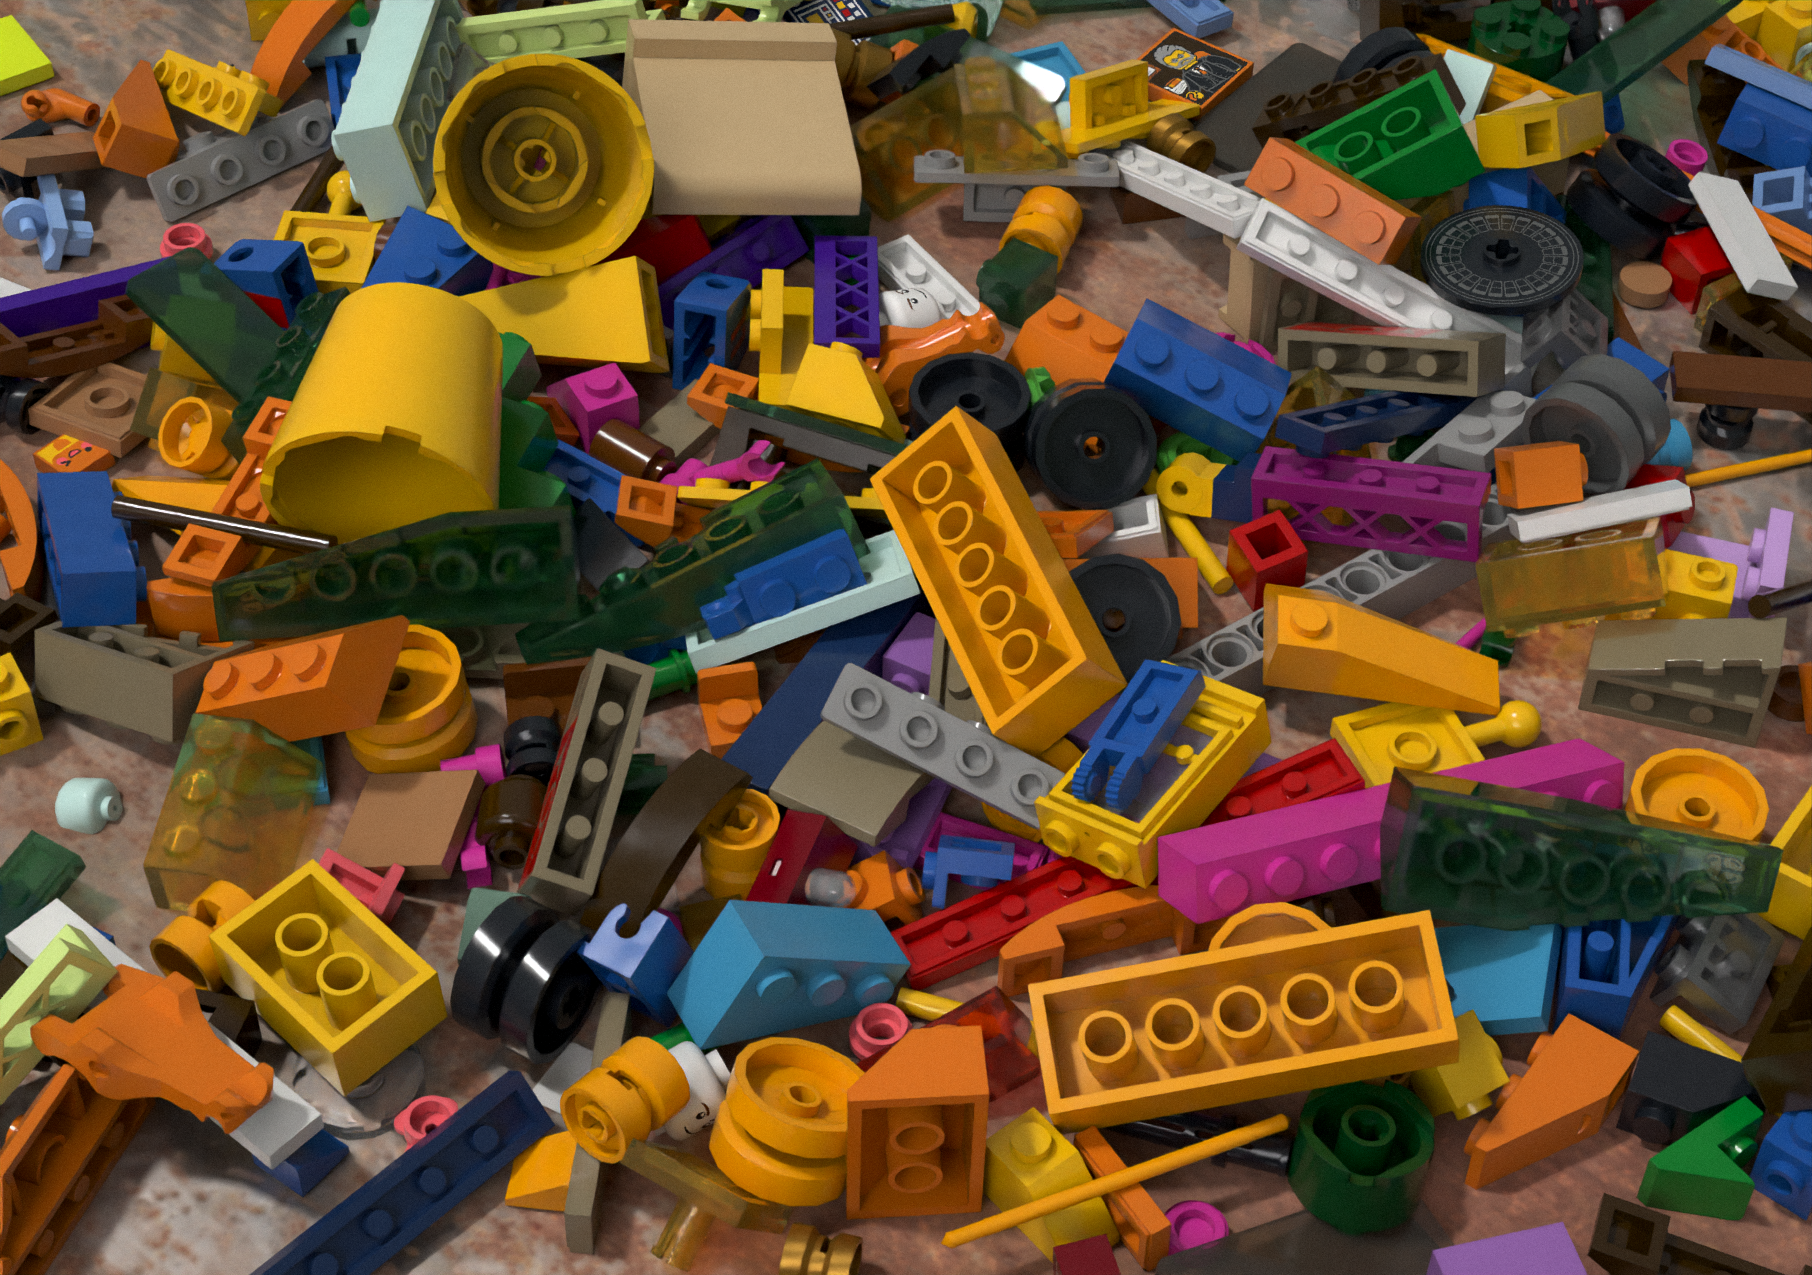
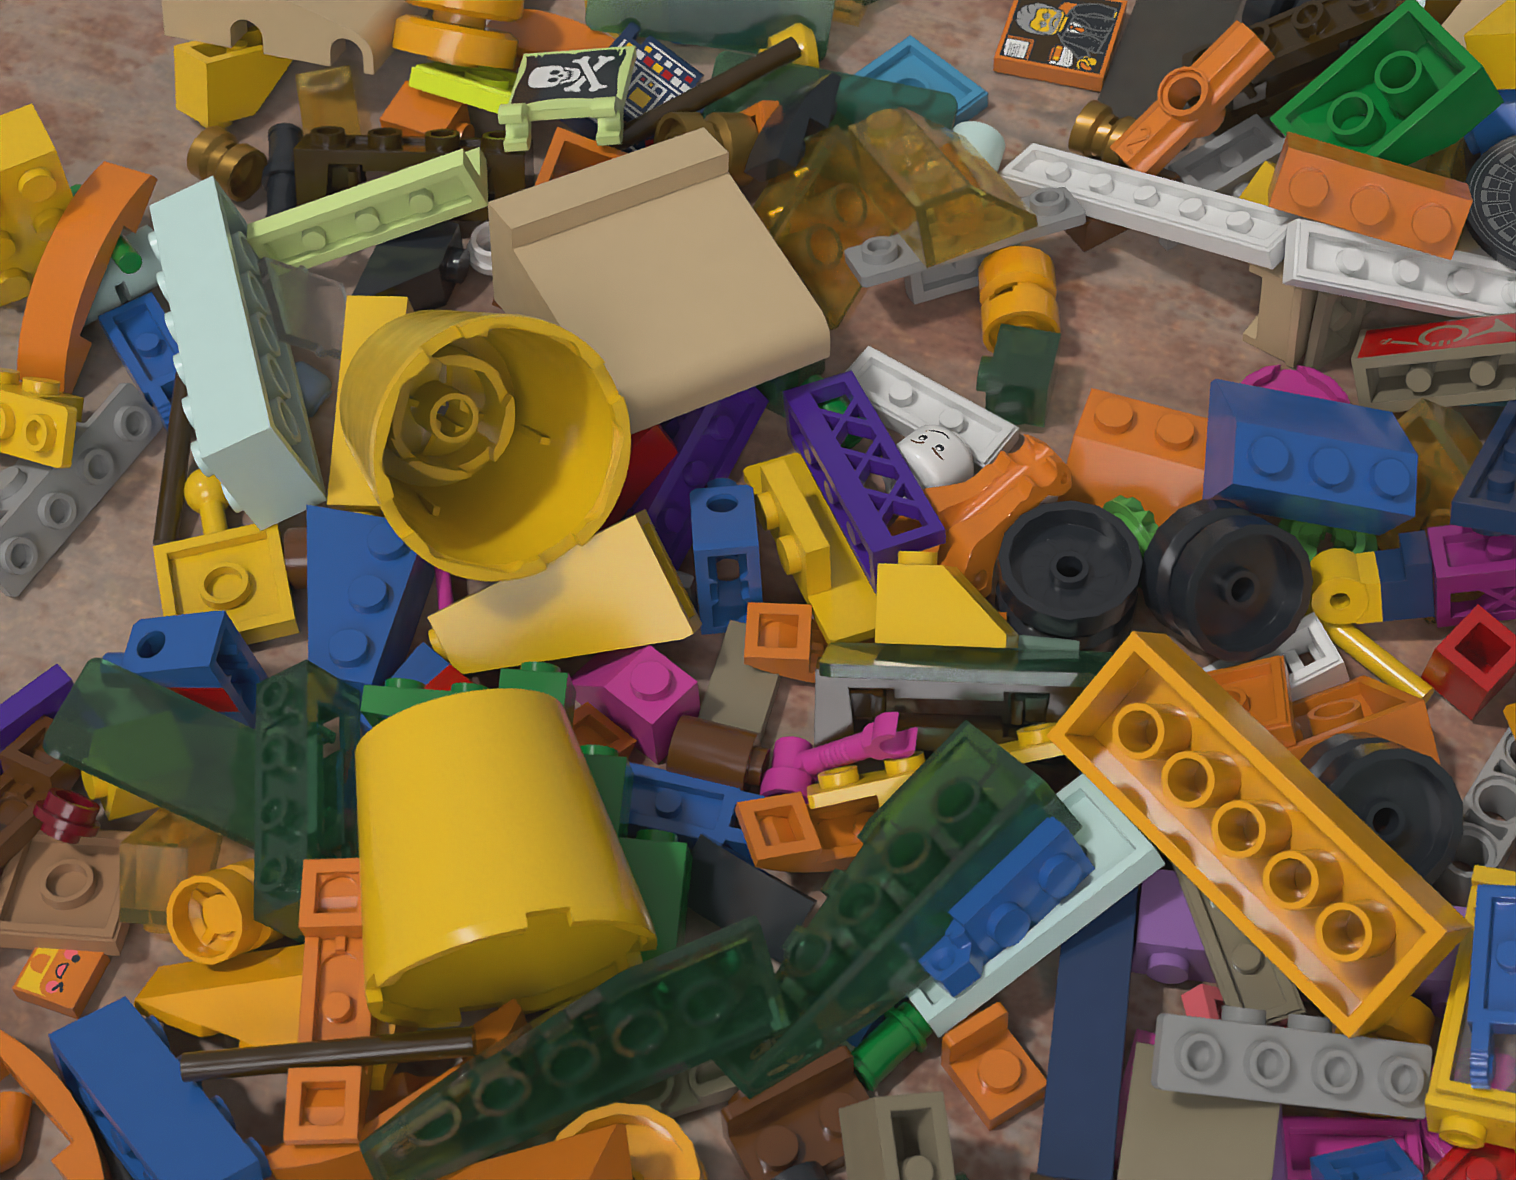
camera: 15 degrees left, 10 degrees up
(127, 353) = (67, 815): none -> dark red plate
(184, 236) = (51, 618): coral plate -> none
(1115, 106) = (1030, 116): yellow bracket -> none
(1246, 122) = (1216, 77): none -> orange piece

